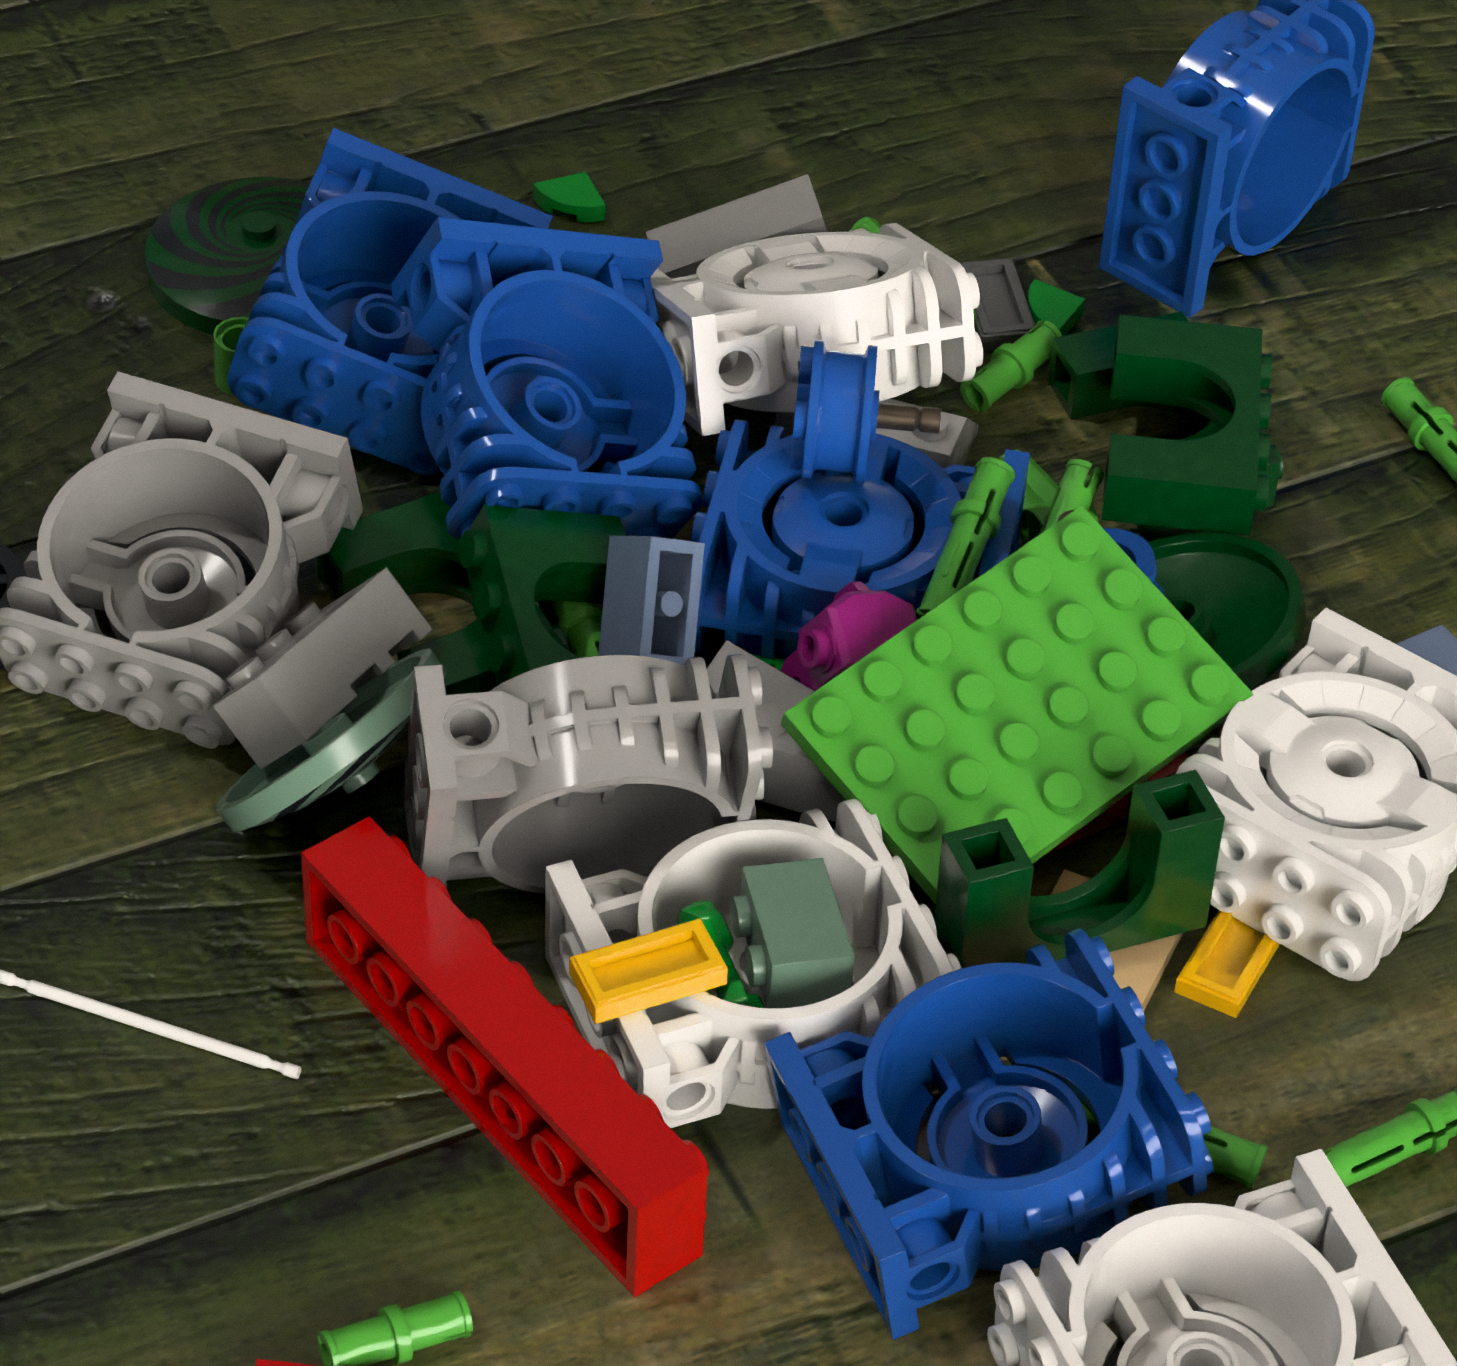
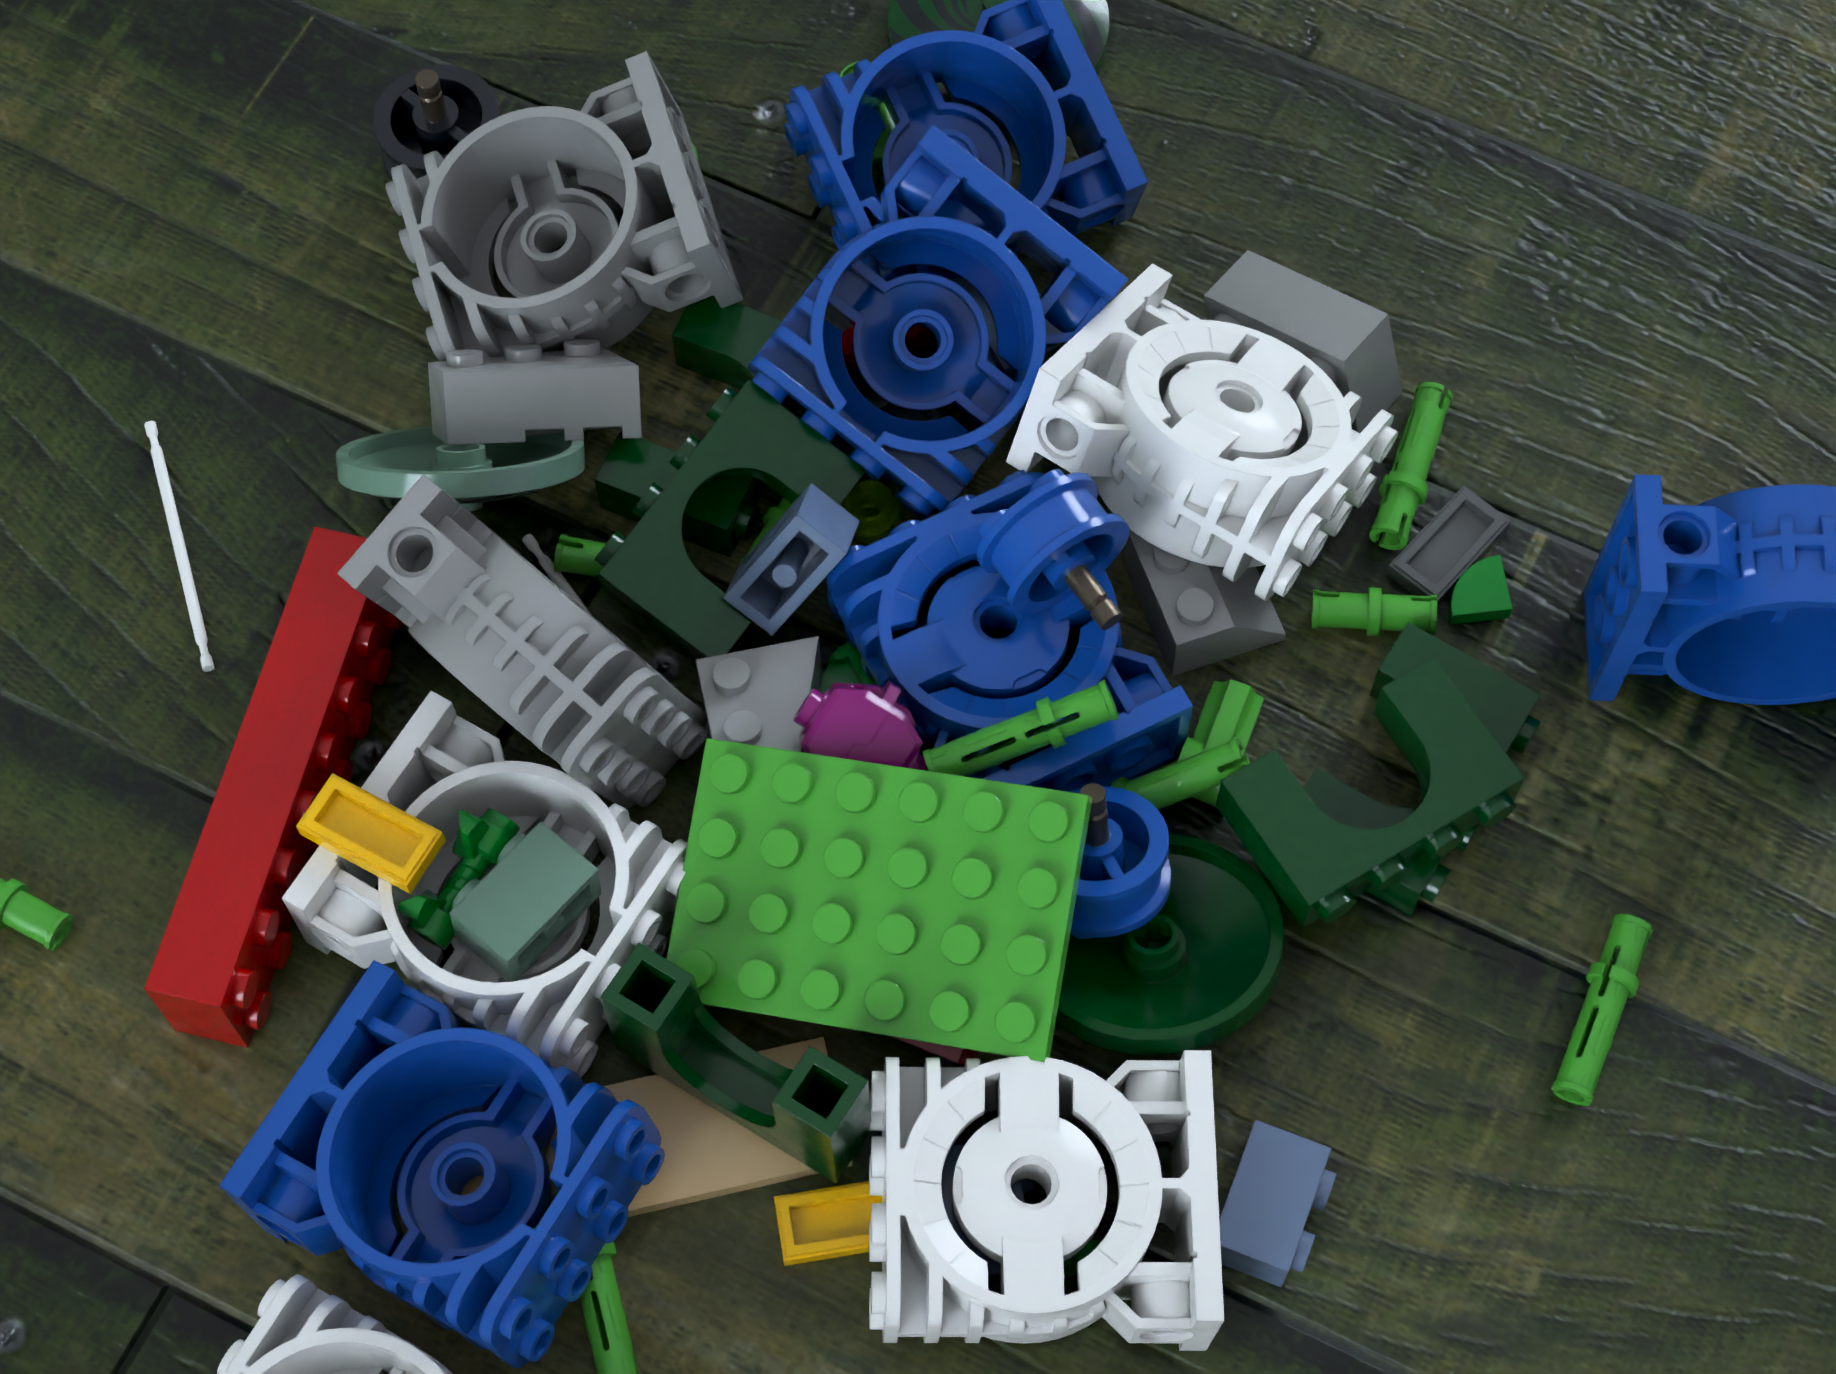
camera: 55 degrees right, 20 degrees up
(571, 195) = (1272, 168): green tile -> none

